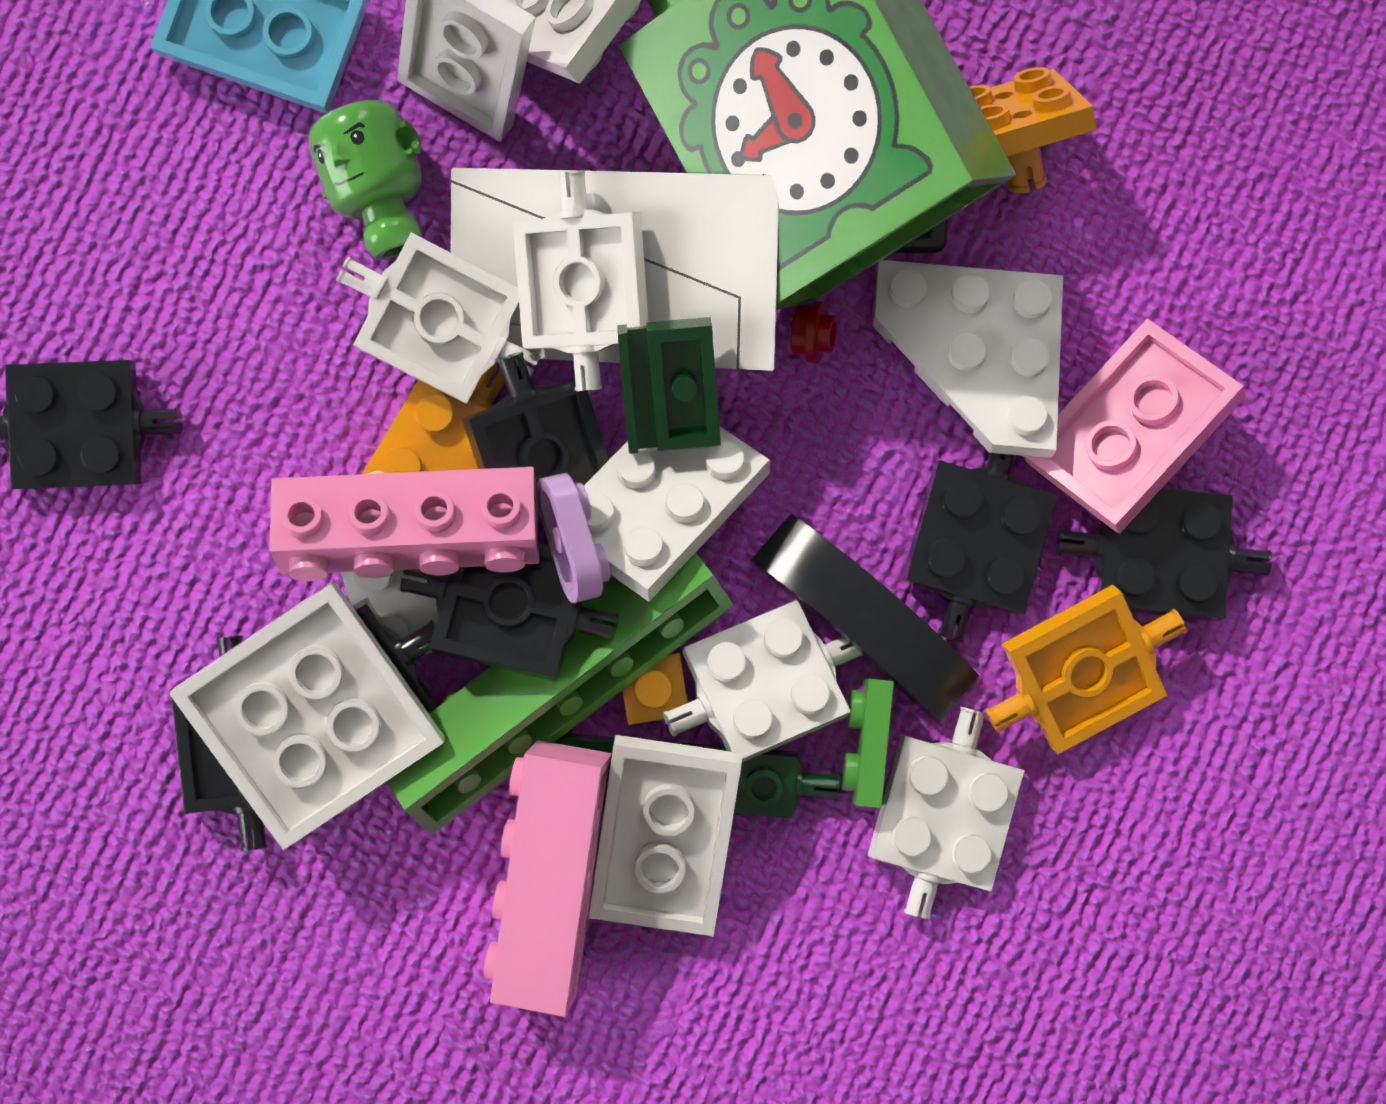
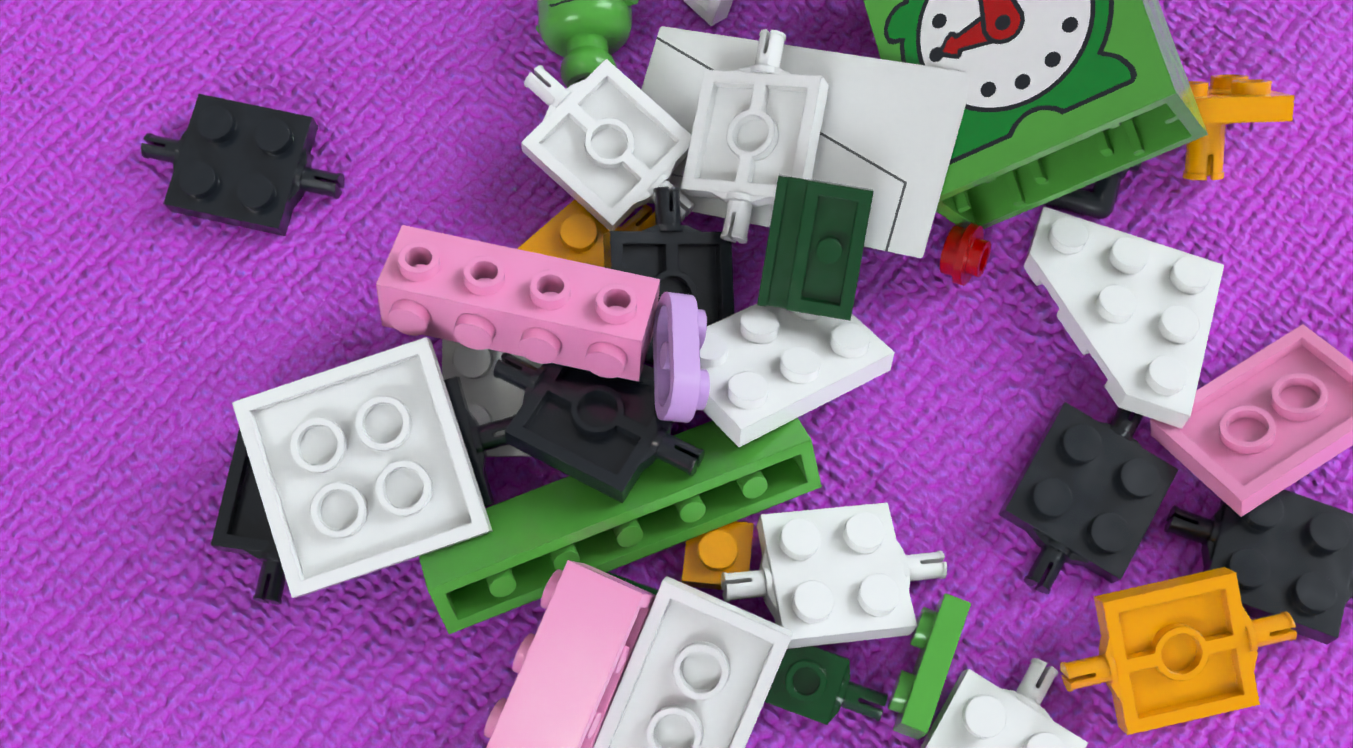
camera: 20 degrees right, 15 degrees down
(866, 616) = (959, 540): black slope -> none

